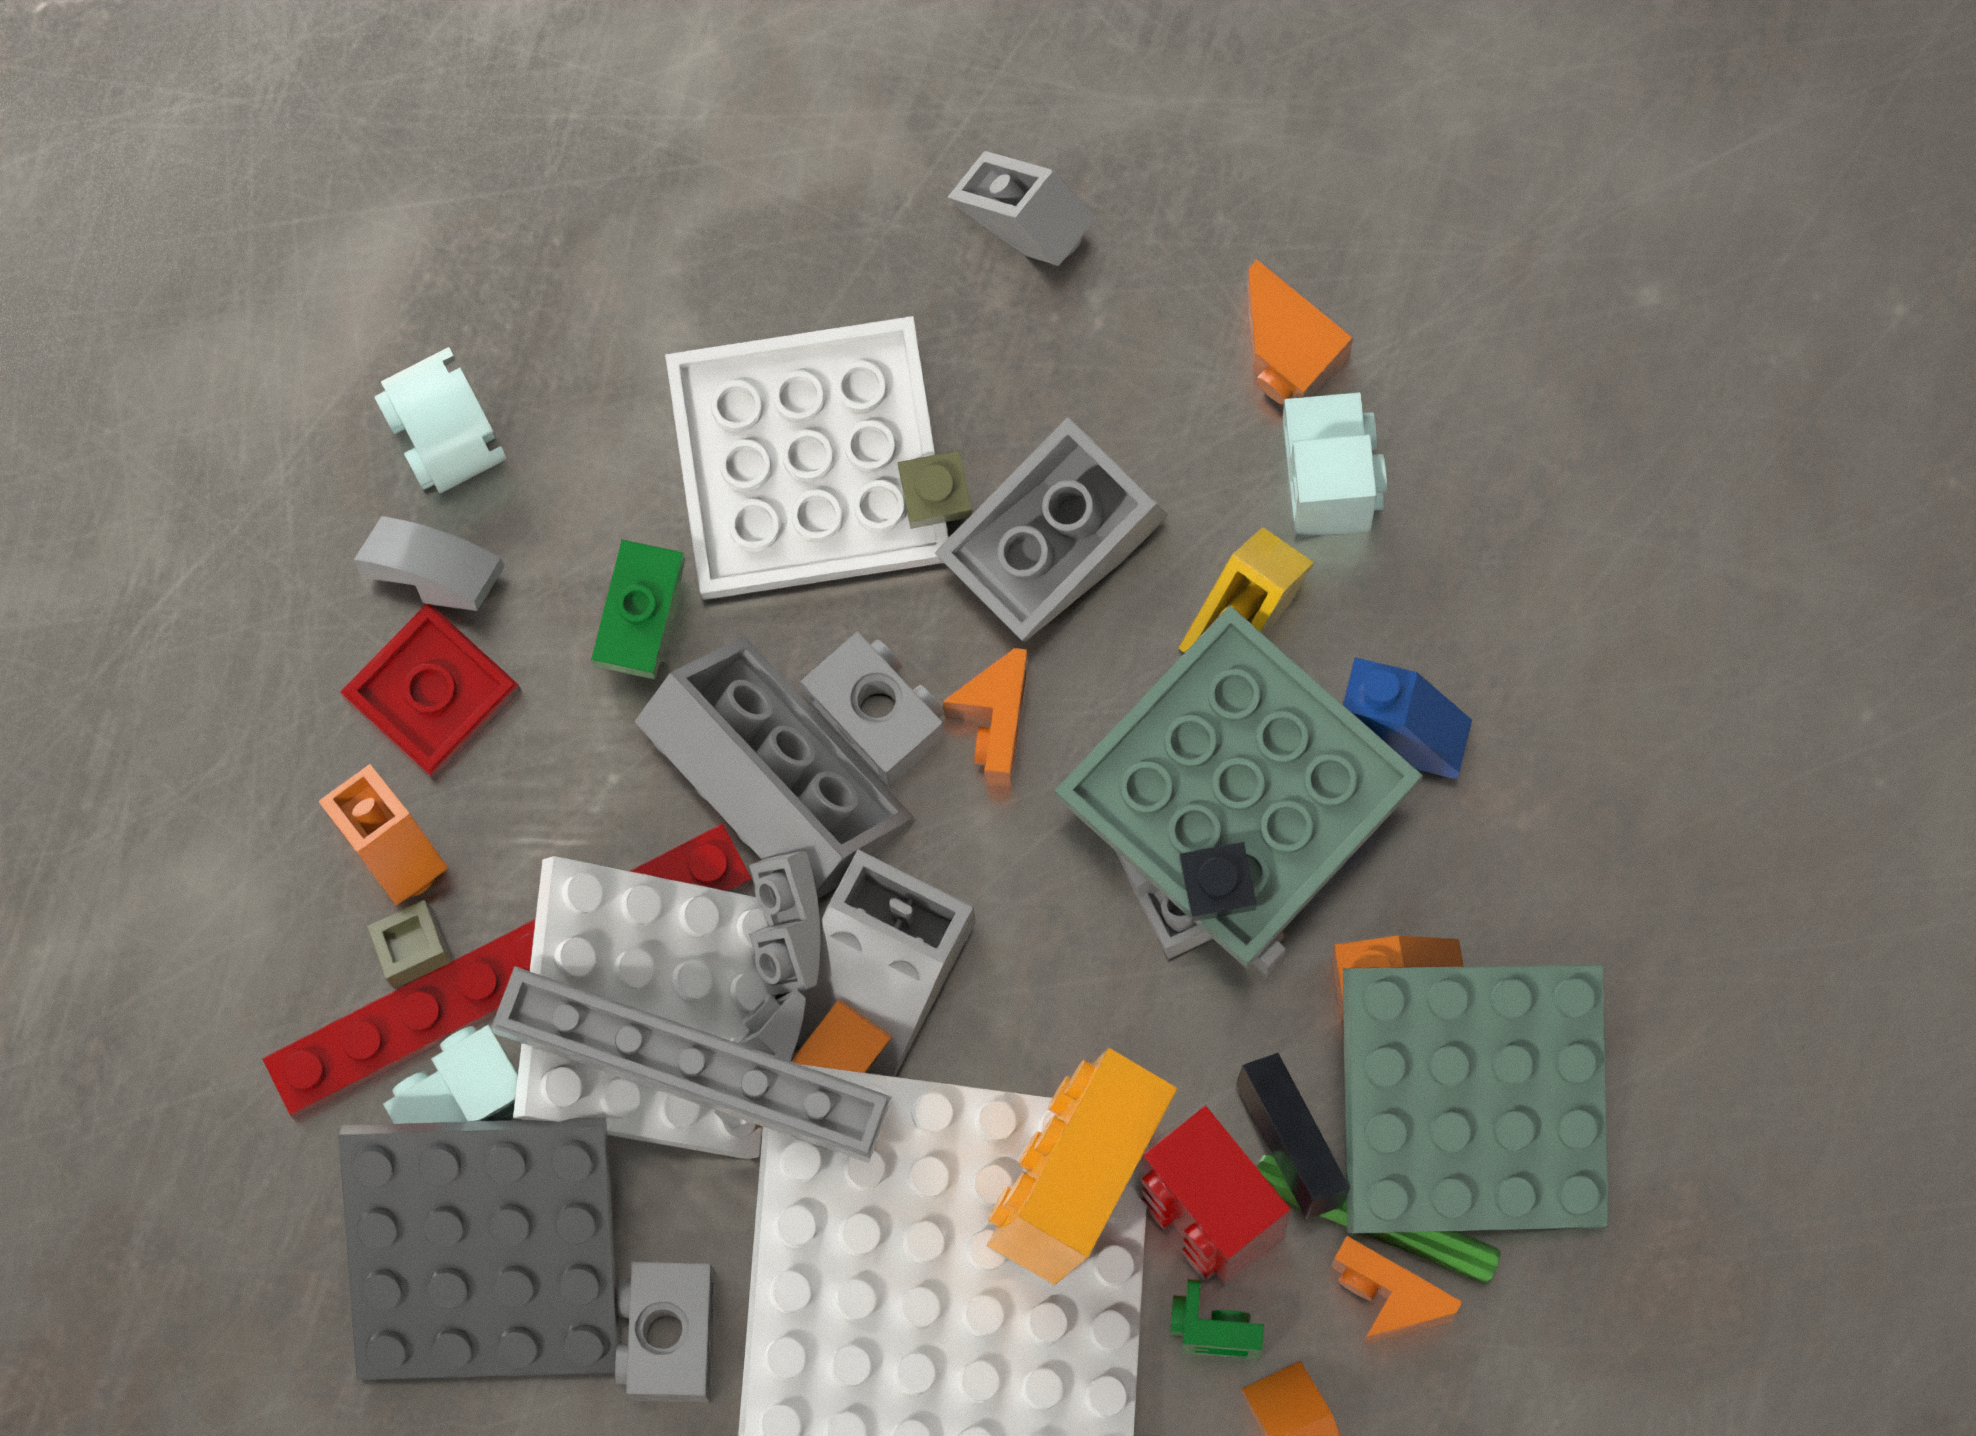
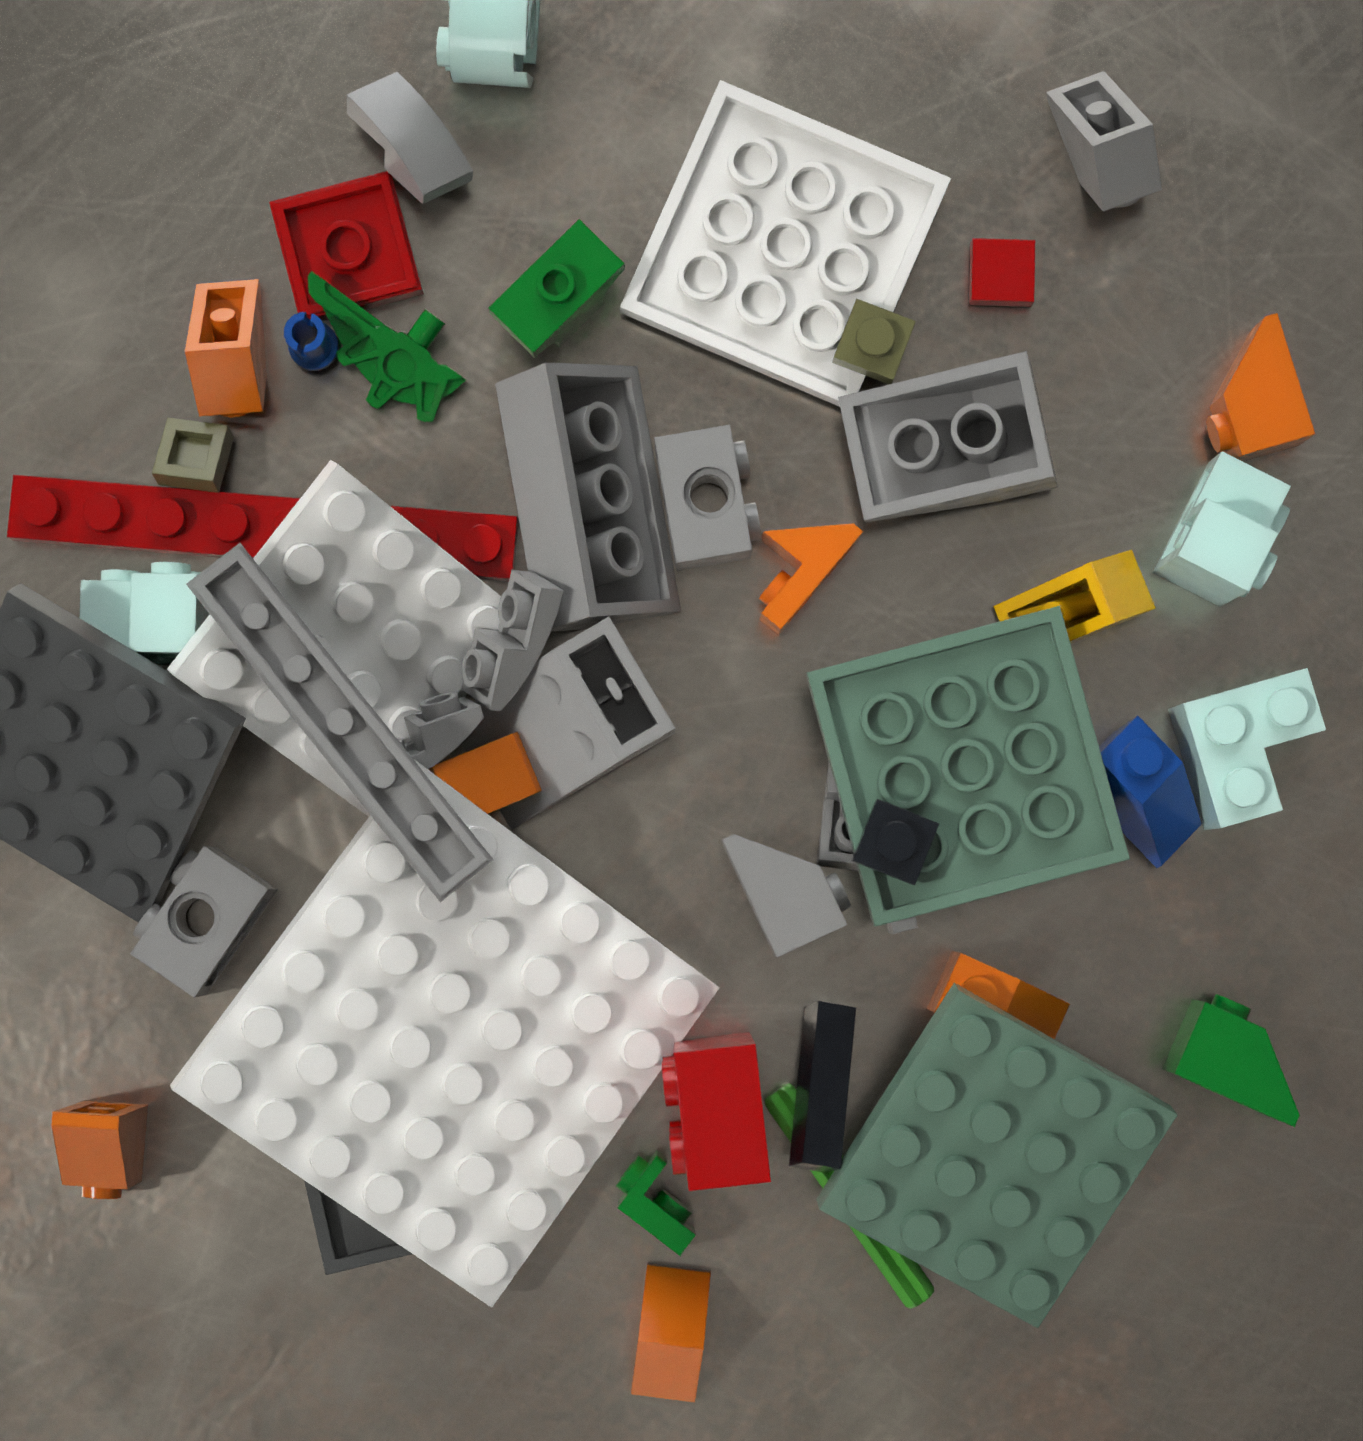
camera: 25 degrees right, 10 degrees up
(466, 788) = (316, 354): none -> blue pin
(529, 760) = (390, 360): none -> green piece
(1006, 368) = (1002, 272): none -> red tile
(1078, 1165) = (620, 1016): light orange brick -> none
(1155, 994) = (787, 894): none -> light grey slope
(1410, 1301) = (827, 1286): orange slope -> none
(1444, 630) = (1226, 740): none -> light aqua brick
(1624, 897) = (1231, 1058): none -> green slope

